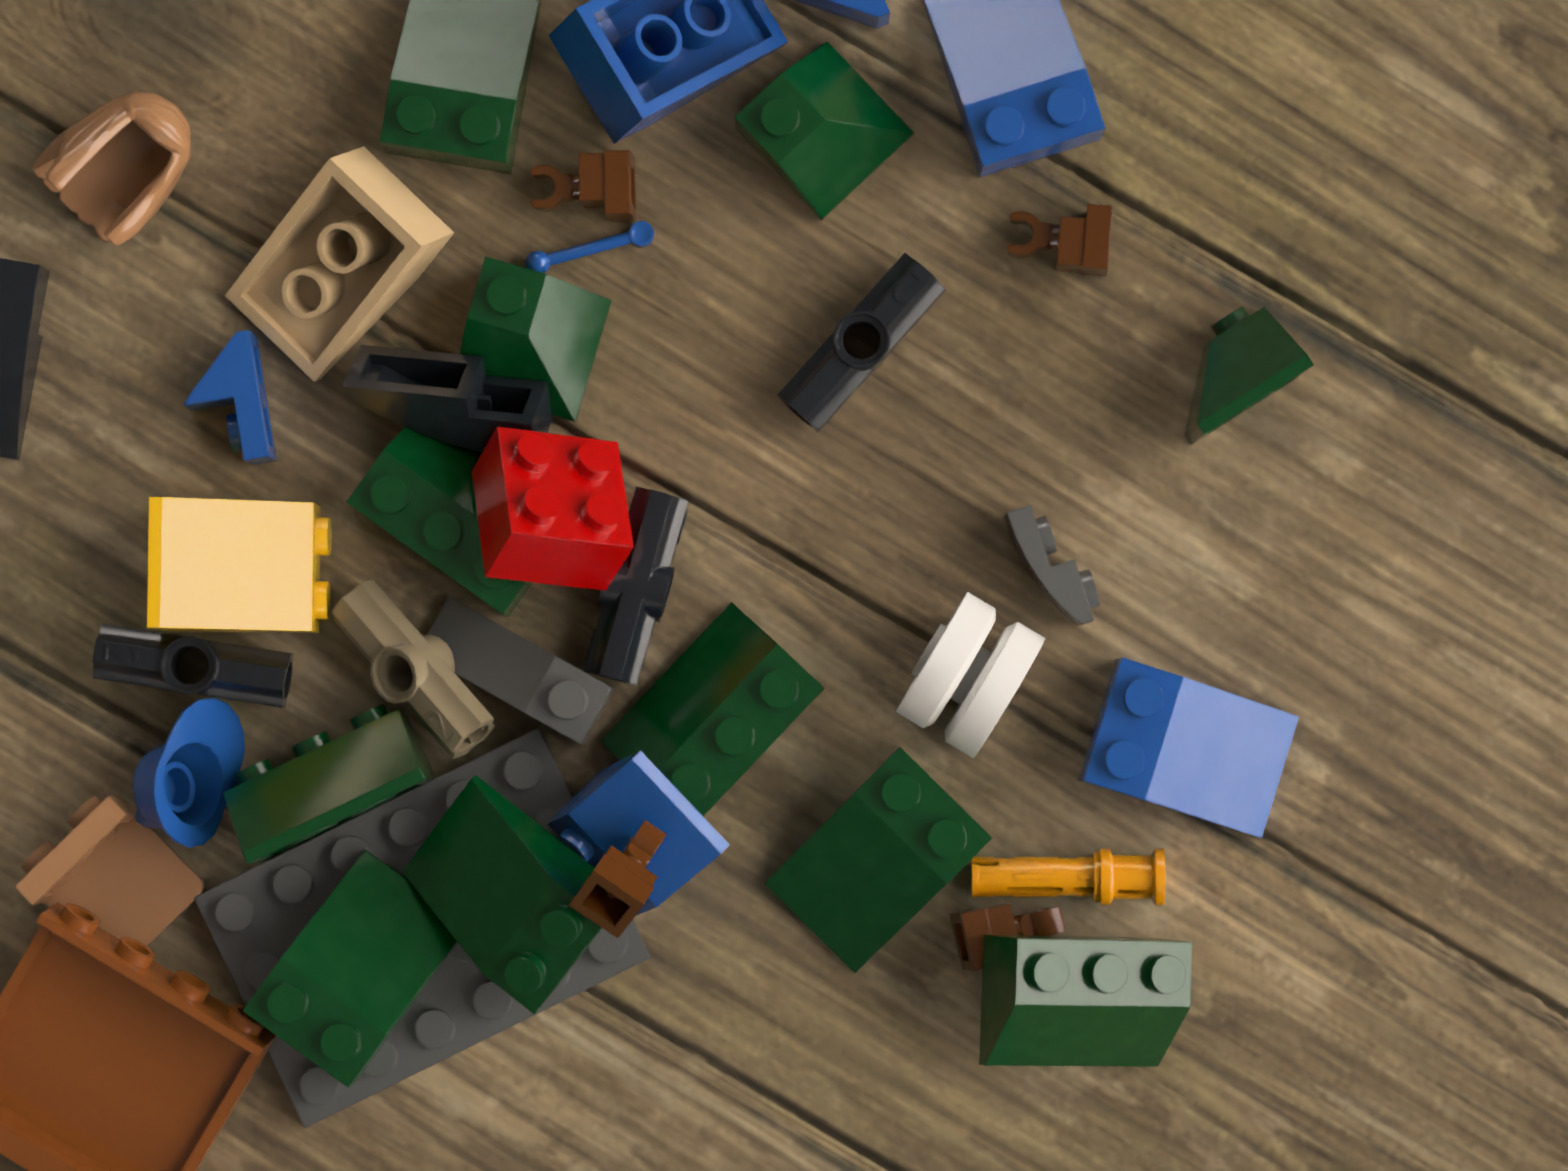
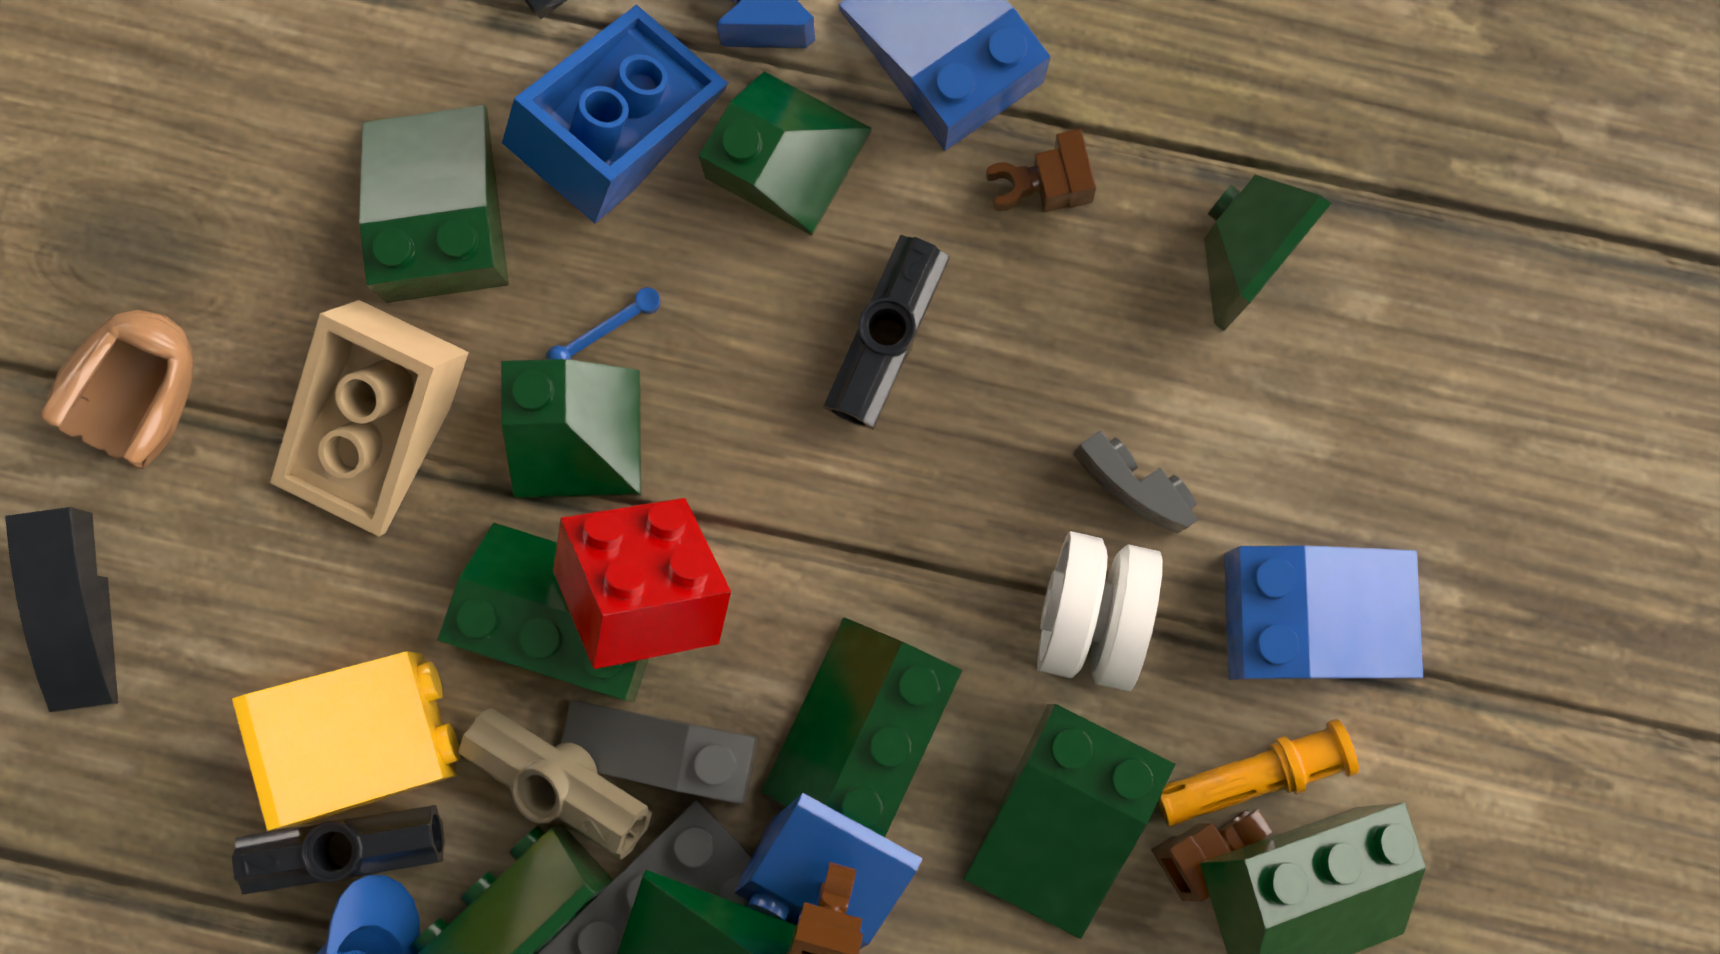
camera: 20 degrees left, 5 degrees down
(239, 380) = (304, 558): blue slope -> none
(445, 395) = (504, 507): black slope -> none
(602, 182) = (595, 263): reddish brown piece -> none
(639, 588) = (750, 632): black piece -> none

